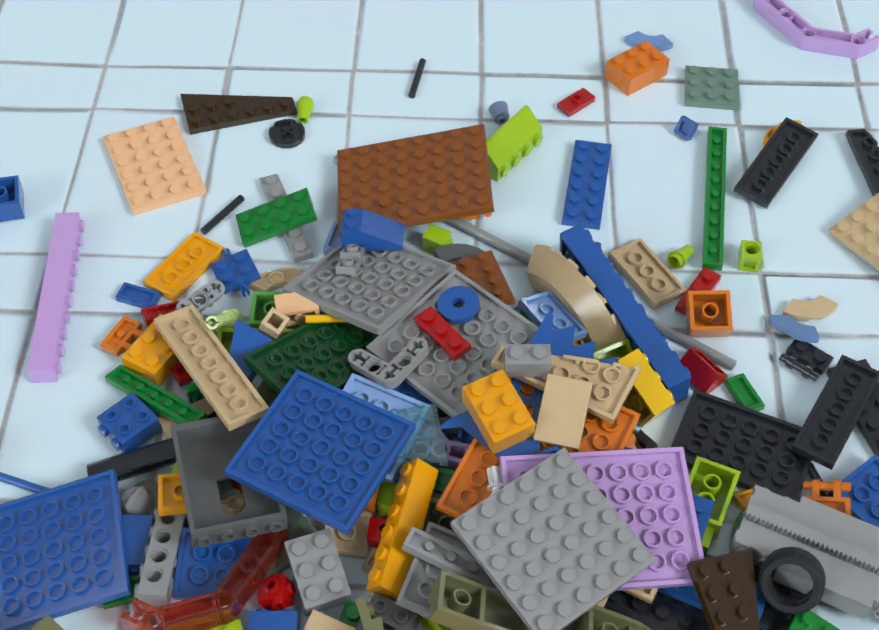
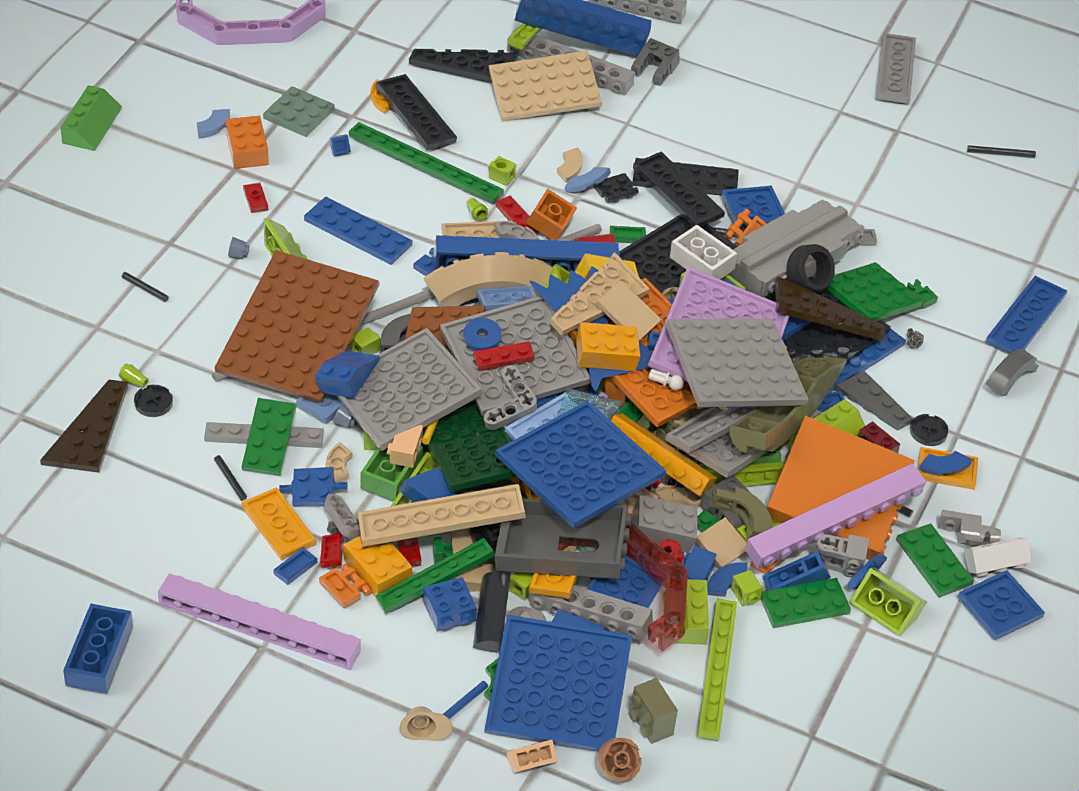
camera: 70 degrees left, 5 degrees down
(154, 165) = (126, 509): light nougat plate -> none
(225, 319) = (376, 501): yellowish green pin -> none
(274, 324) = (423, 459): tan brick -> none
(350, 259) = (374, 392): light grey slope -> none
(527, 360) = (581, 305): light grey brick -> none
(668, 298) = (509, 229): none -> light grey tile
(728, 461) = (703, 253): none -> white brick

